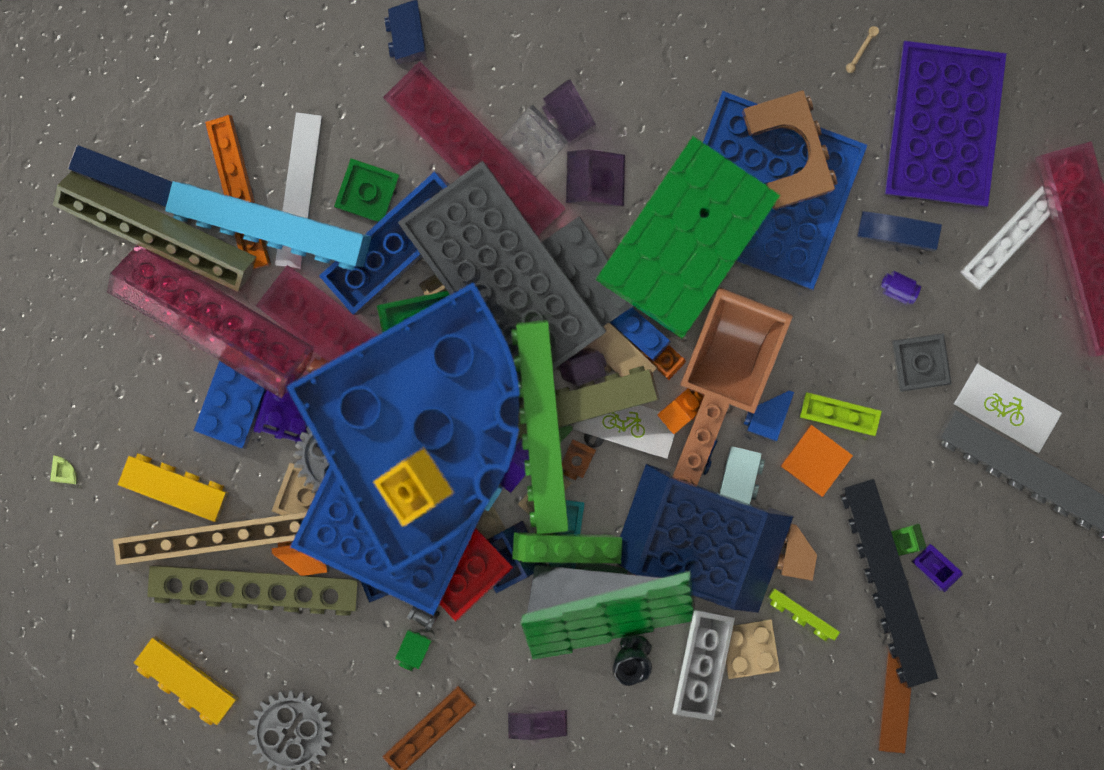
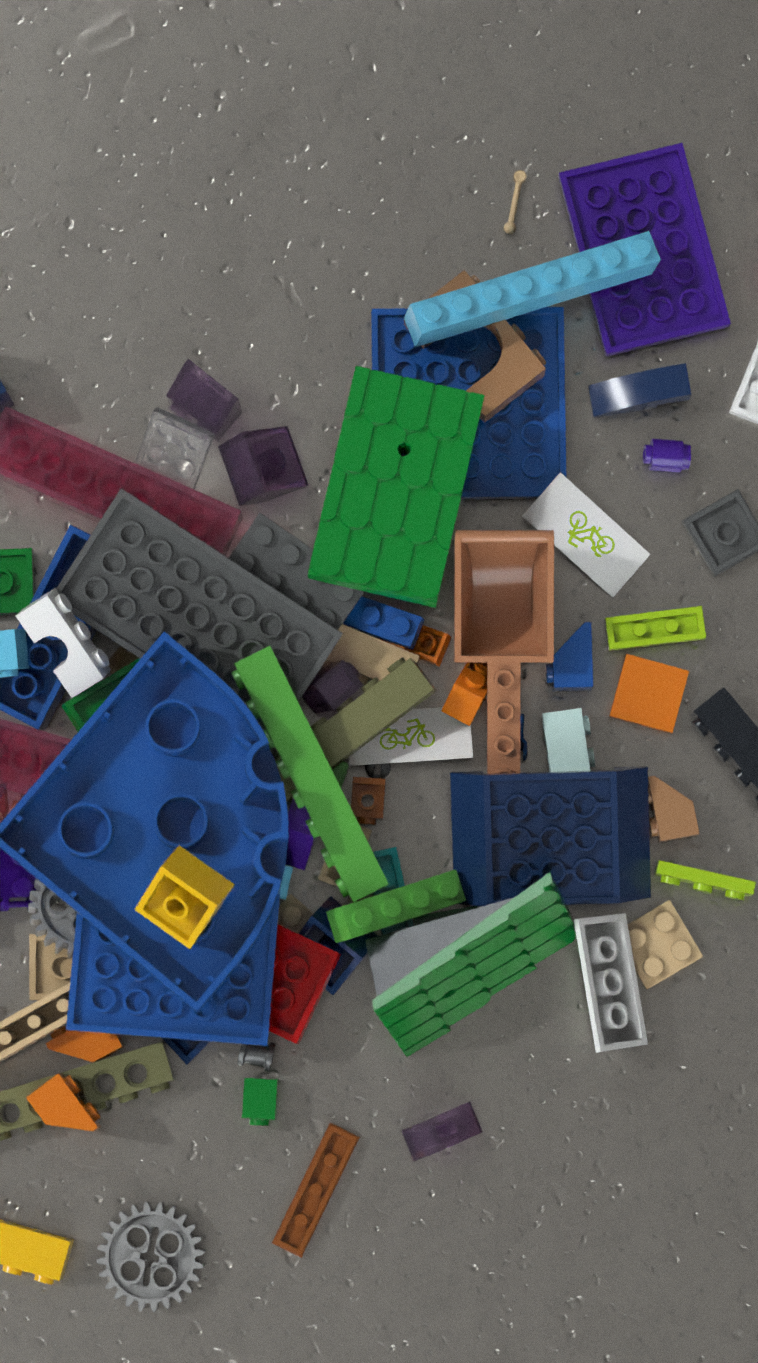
camera: 20 degrees left, 5 degrees down
(266, 600) = (62, 1107): none -> orange slope
(395, 237) = (53, 617): none -> white arch
(632, 661) = (525, 1012): black hair -> none
(817, 324) = (587, 535): none -> white sticker
(848, 125) = (531, 289): none -> medium azure brick

